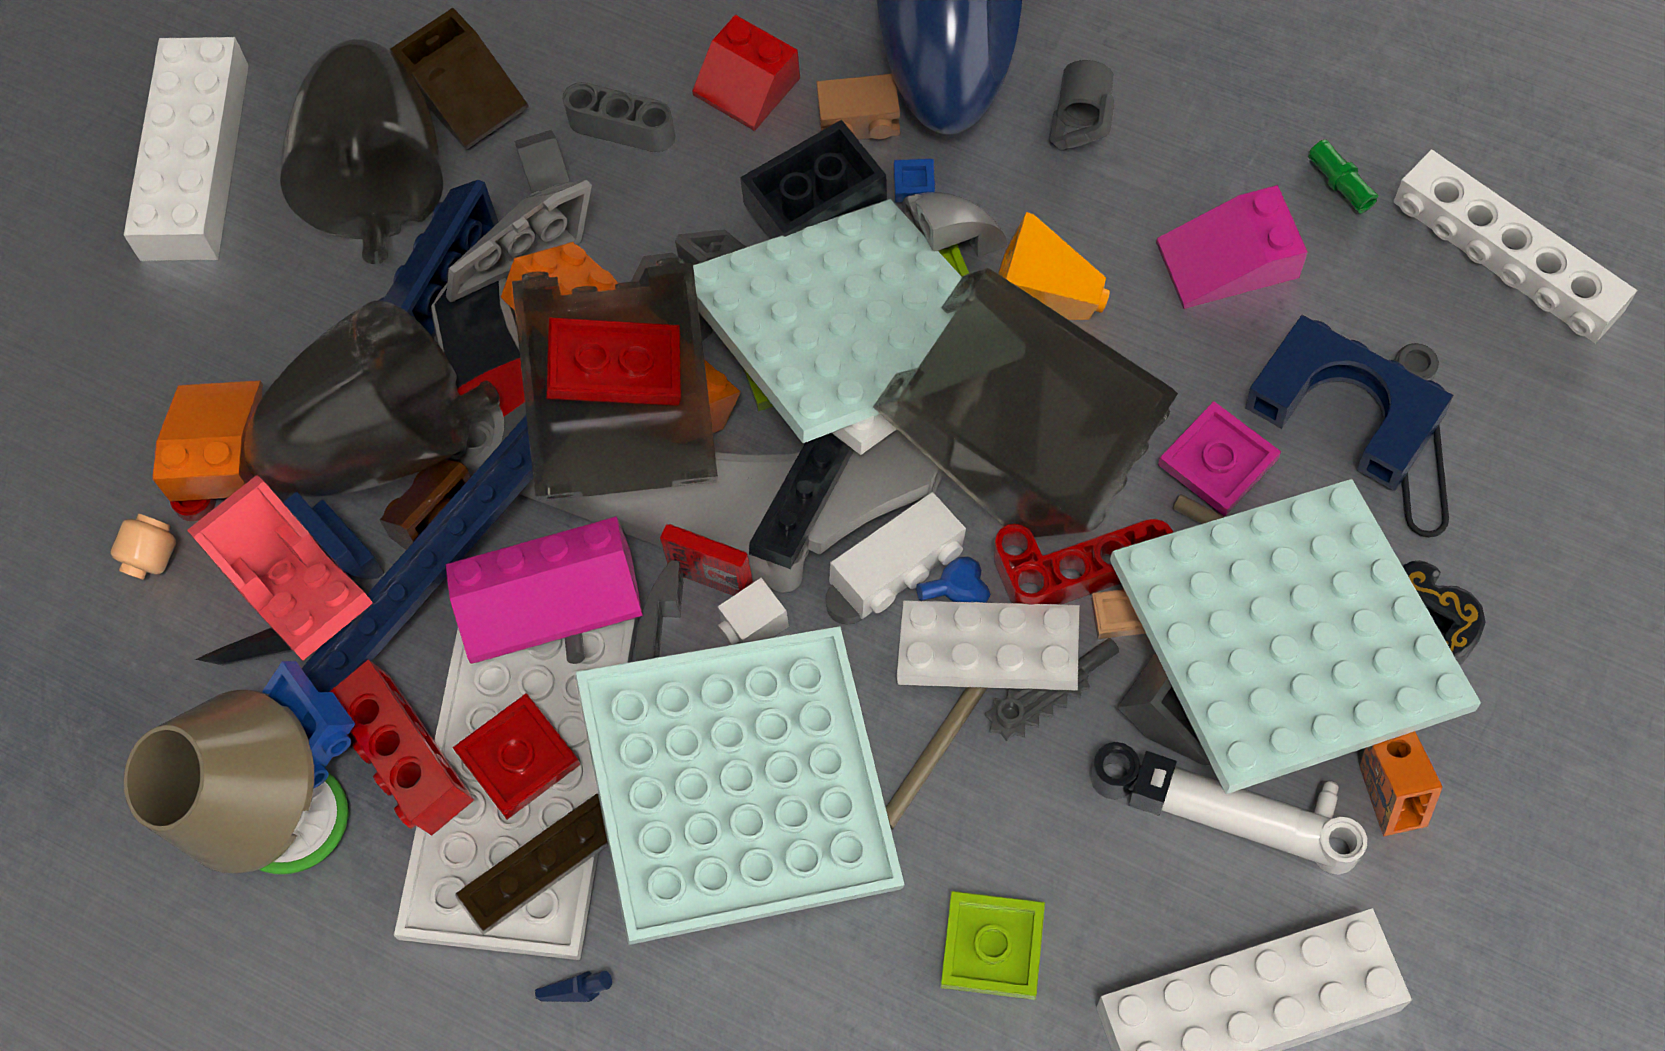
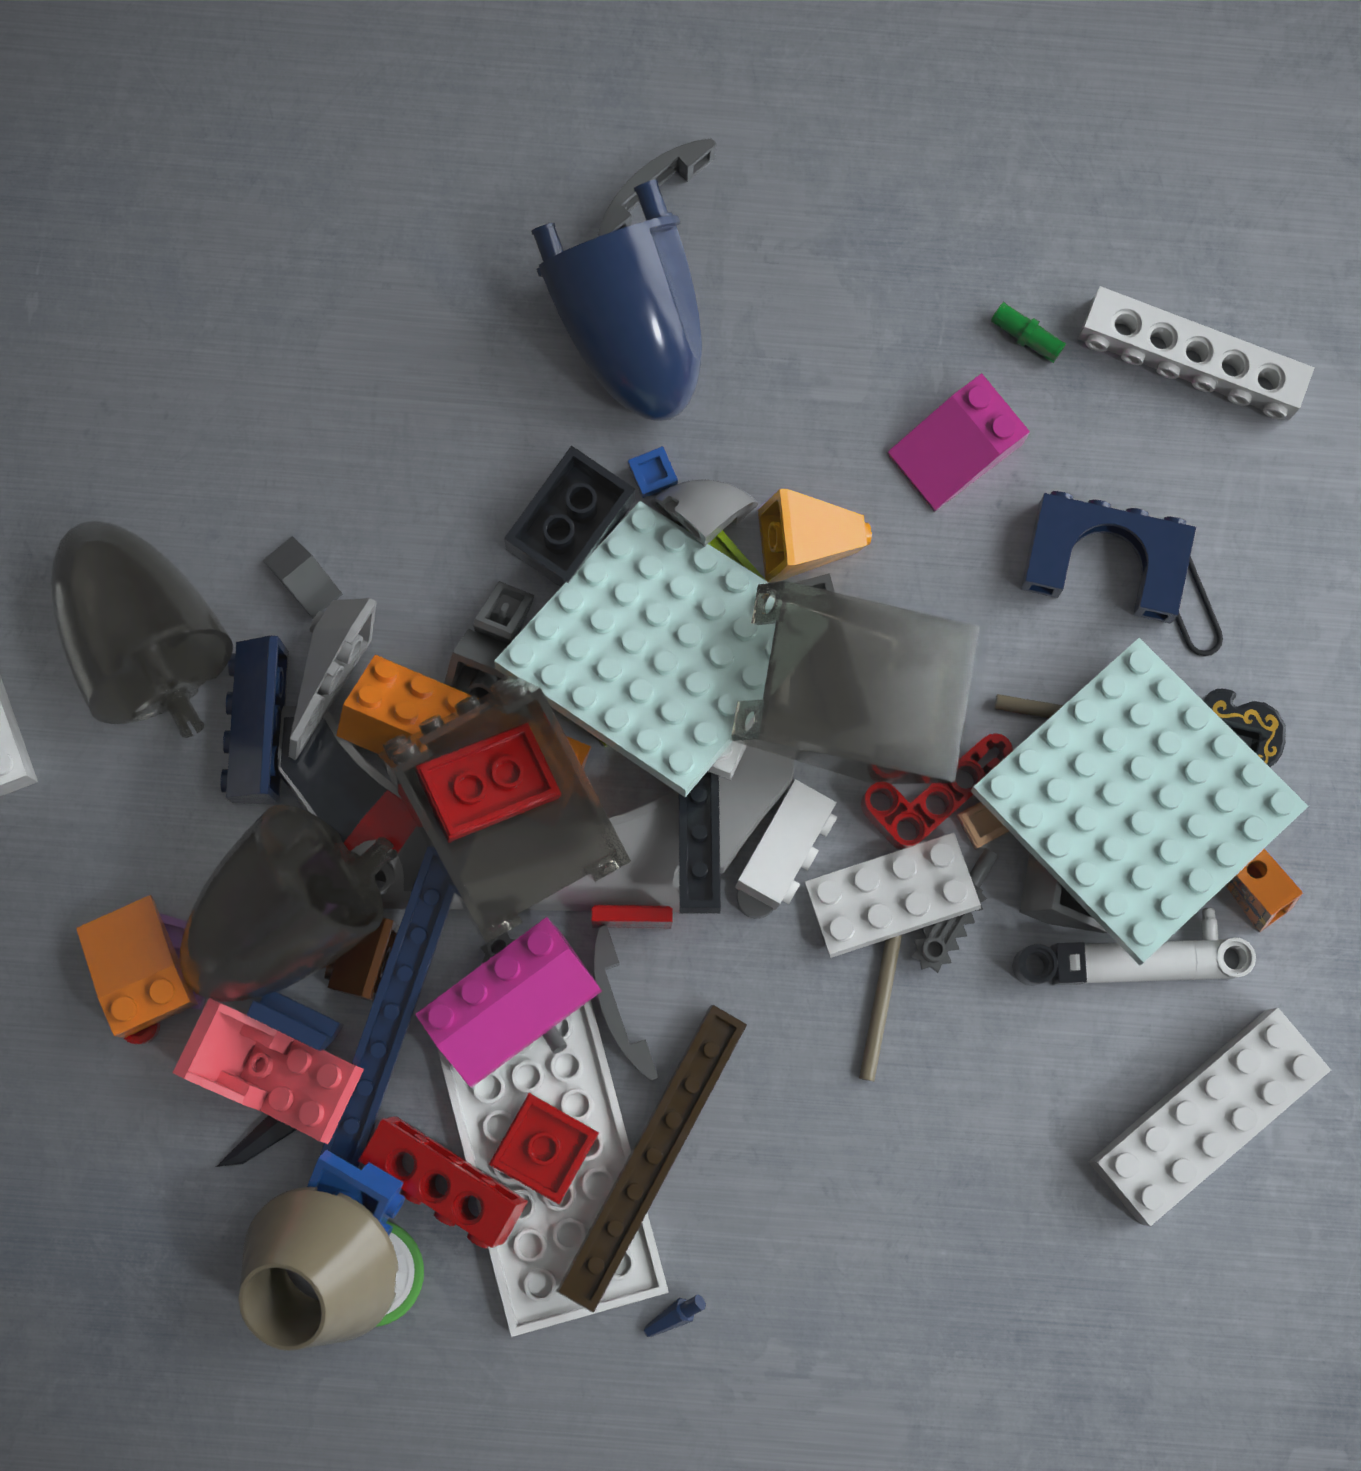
camera: 35 degrees left, 15 degrees up
(143, 546) = (121, 1088): light nougat head -> none
(460, 78) = (185, 519): dark brown slope -> none
(619, 117) = (337, 494): dark grey beam -> none
(736, 784) = (738, 1100): light aqua plate -> none
(746, 72) = (453, 415): red slope -> none
(752, 615) = (685, 947): white brick -> none
(863, 103) = (573, 416): medium nougat brick -> none
(958, 583) = (844, 848): blue rock -> none
(993, 945) = (992, 1148): lime plate -> none
(1083, 104) = (776, 337): dark grey piece -> none
(1219, 458) = (1019, 650): dark pink plate -> none
(1419, 360) = (1150, 495): dark grey tile -> none

